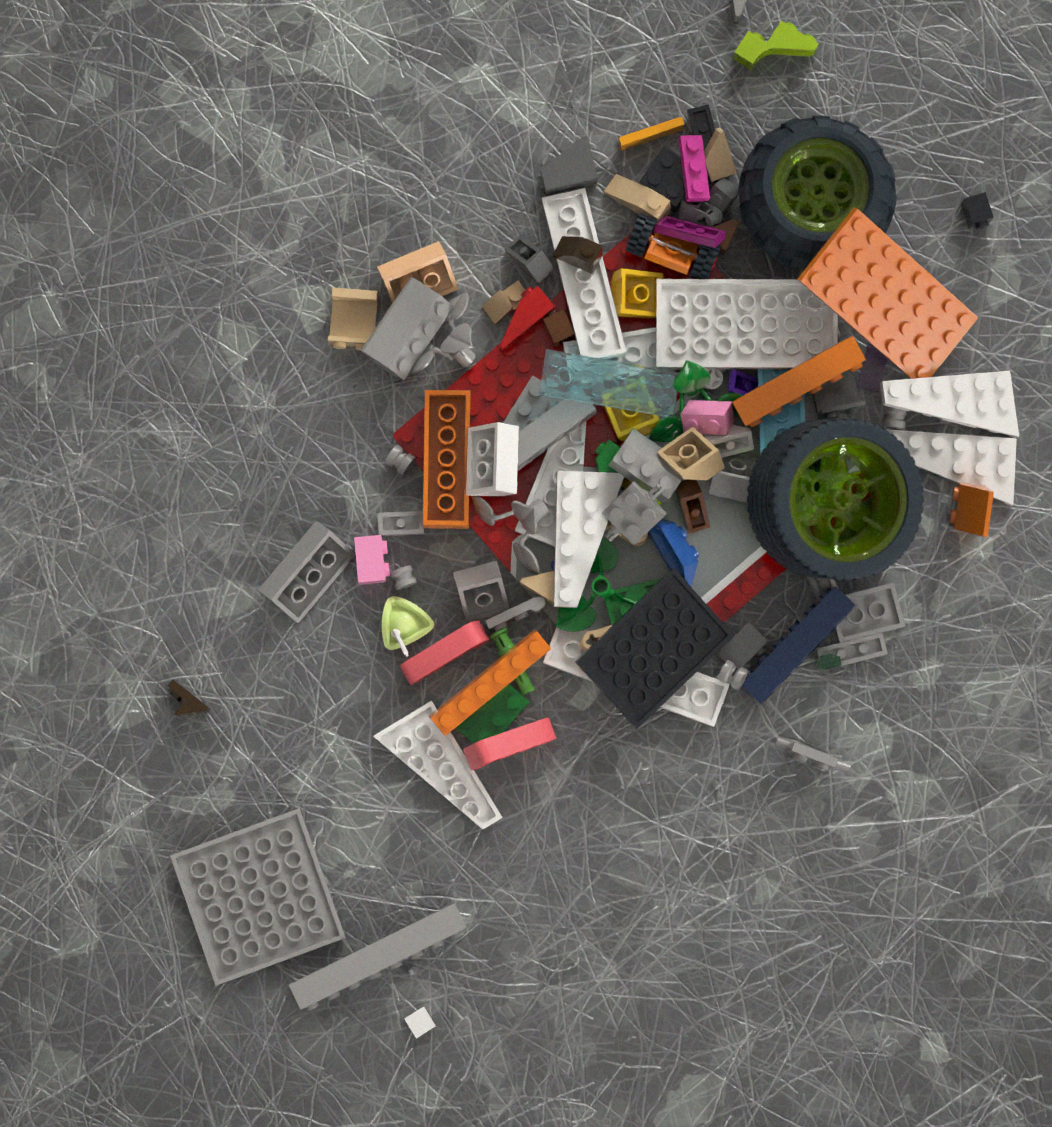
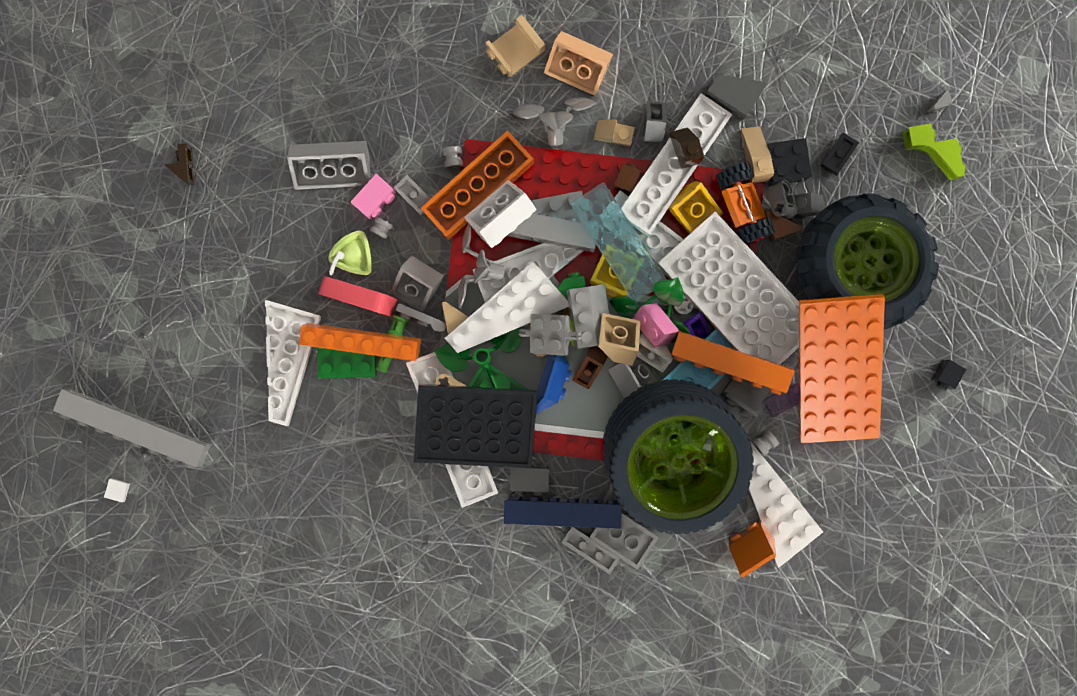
camera: 55 degrees right, 5 degrees up
(257, 896) = (102, 320): light grey plate -> none
(407, 328) = (538, 84): light grey slope -> none
(509, 743) = (335, 389): coral beam -> none
(529, 311) = (618, 151): red slope -> none
(651, 133) = (806, 124): light orange tile -> none
(690, 231) = (765, 204): magenta tile -> none
(694, 168) = (809, 169): dark pink plate -> none
(718, 157) = (829, 179): tan slope -> none
(733, 675) = (504, 485): light grey wheel -> none
(820, 760) = (497, 581): light grey plate -> none
(827, 662) = (568, 542): clear green plate -> none
(965, 399) = (818, 477): white wing -> none

